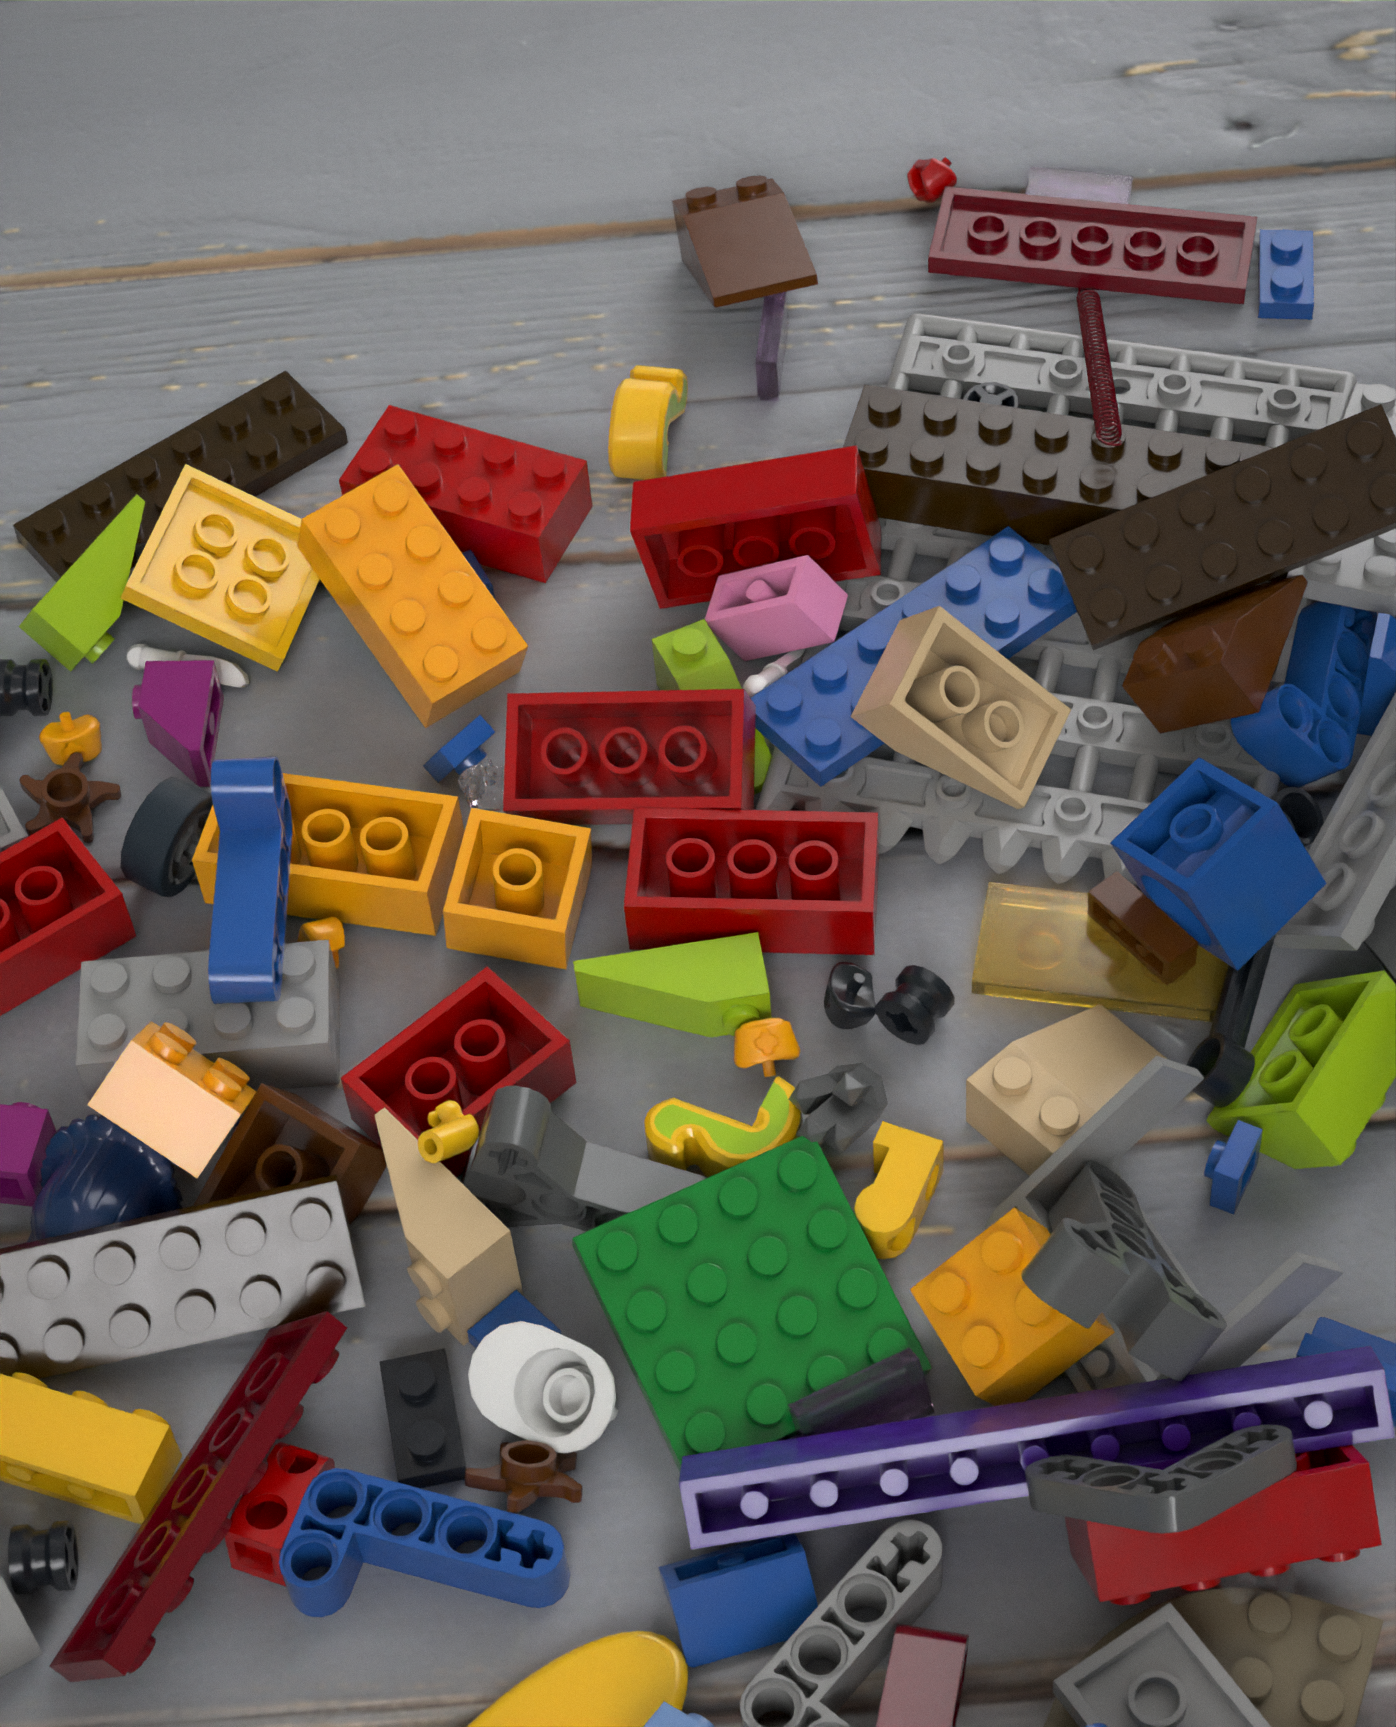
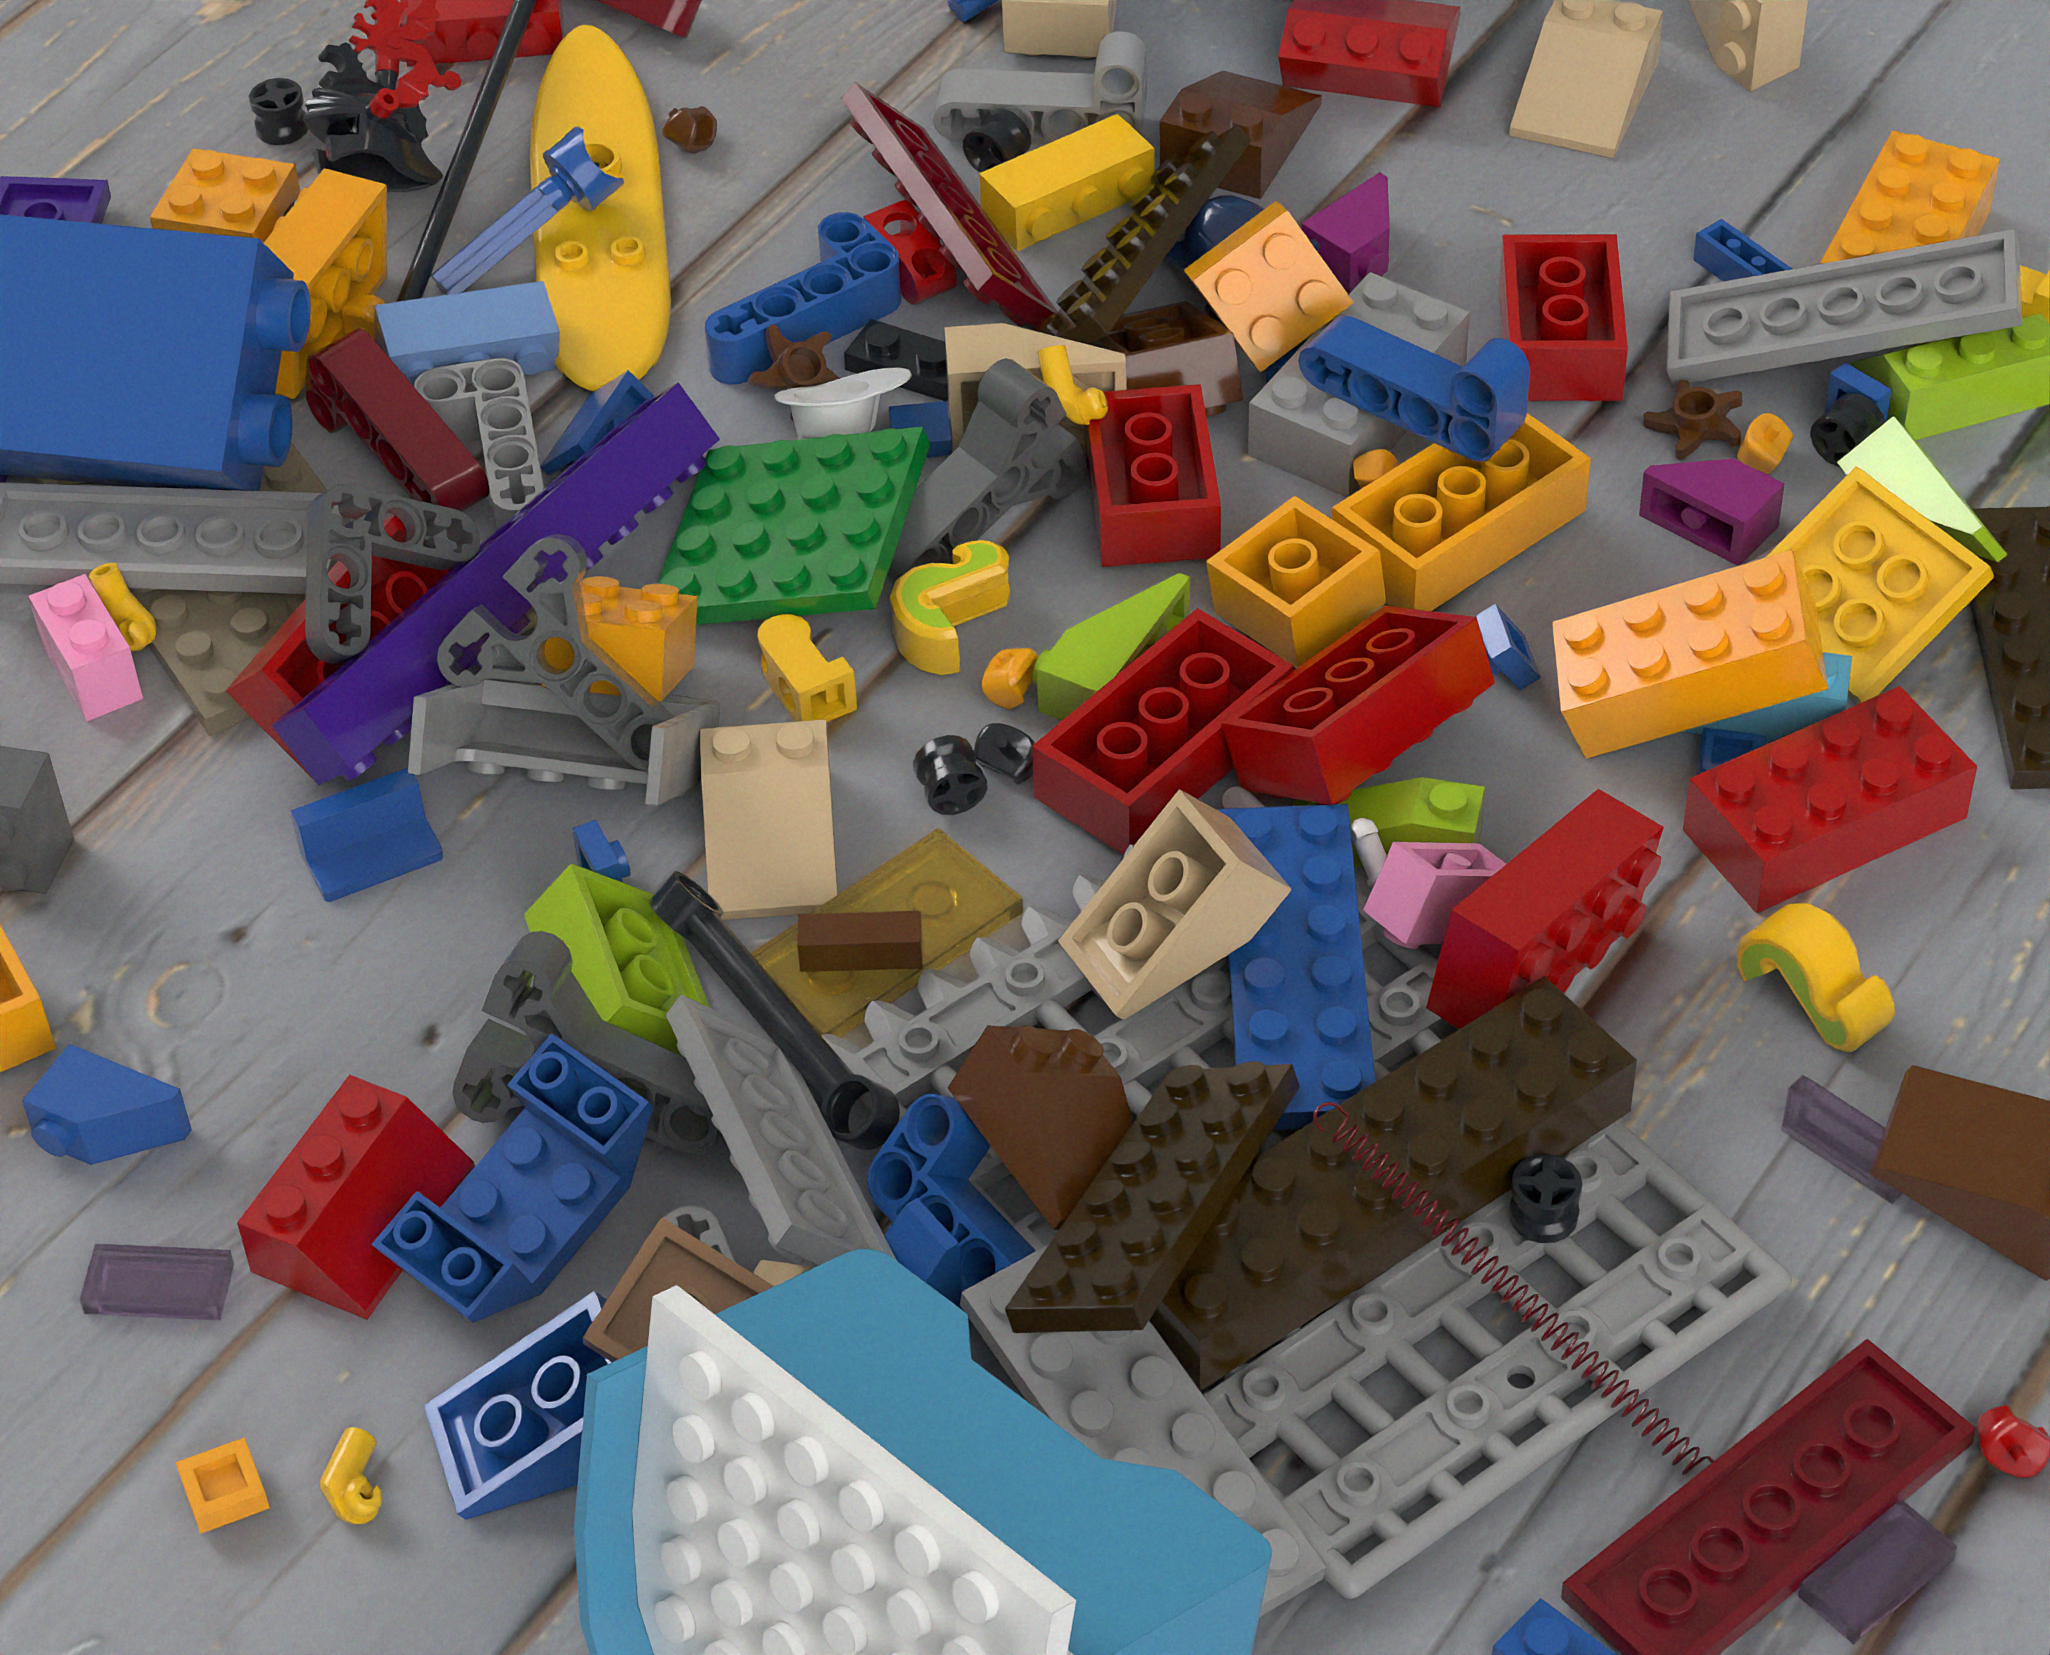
camera: 125 degrees right, 5 degrees down
(165, 837) = (1569, 408): black wheel -> none
(840, 1105) = (894, 672): dark grey rock -> none
(874, 1396) = (659, 541): tile -> none
(1219, 862) = (832, 903): blue brick -> none

